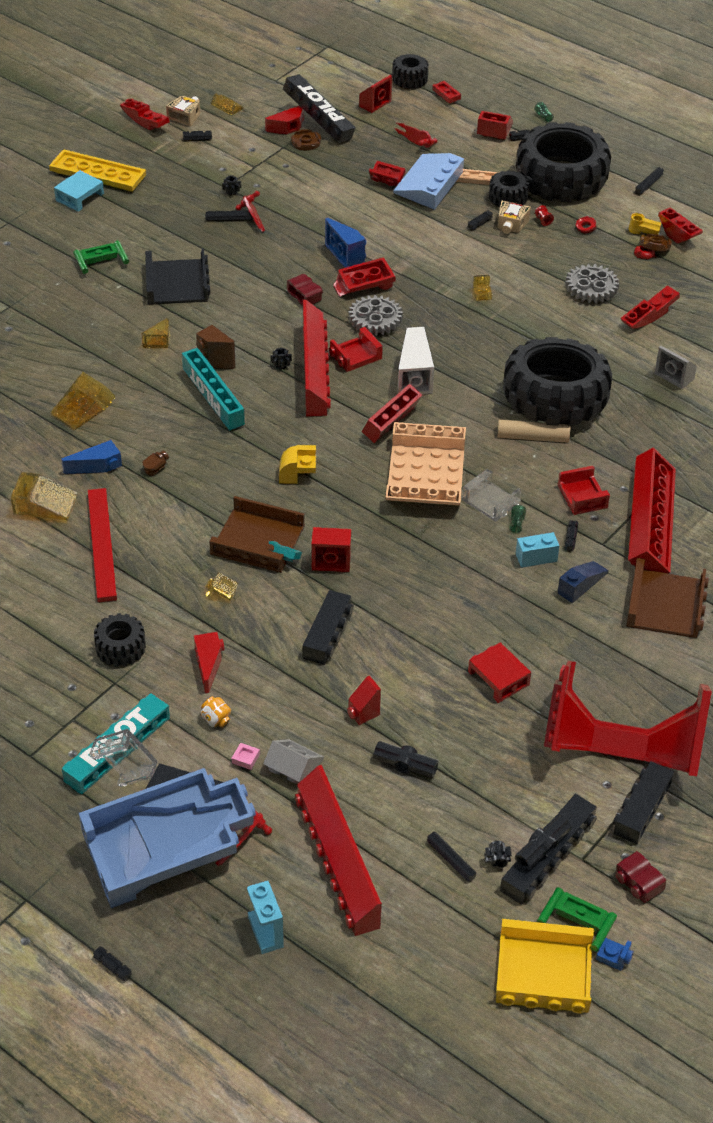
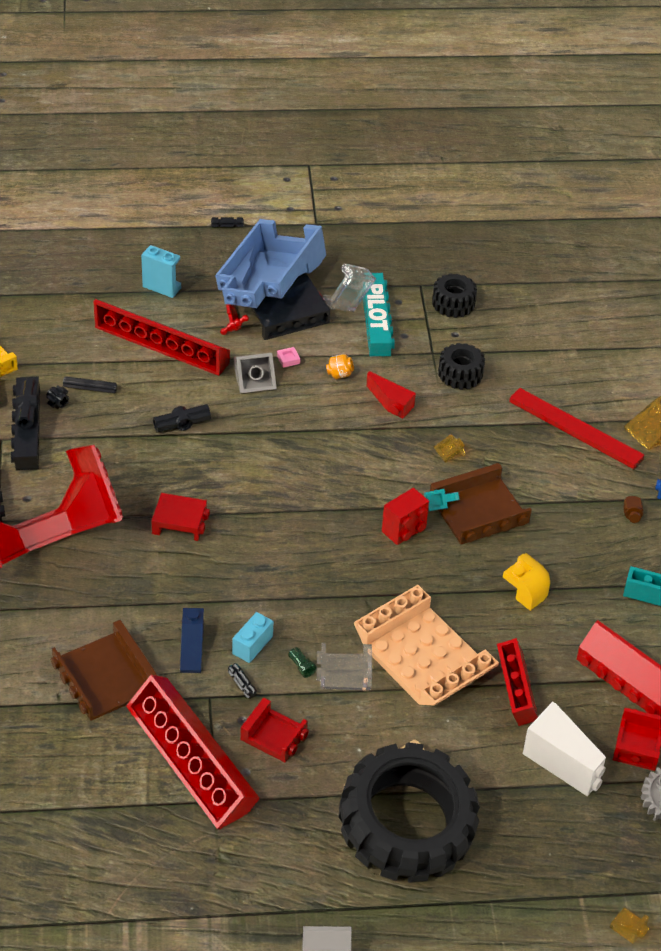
camera: 135 degrees right, 0 degrees up
(29, 695) = (454, 295): none -> black tyre
(327, 627) = (340, 469): black brick -> none
(365, 701) = (247, 431): red slope -> none

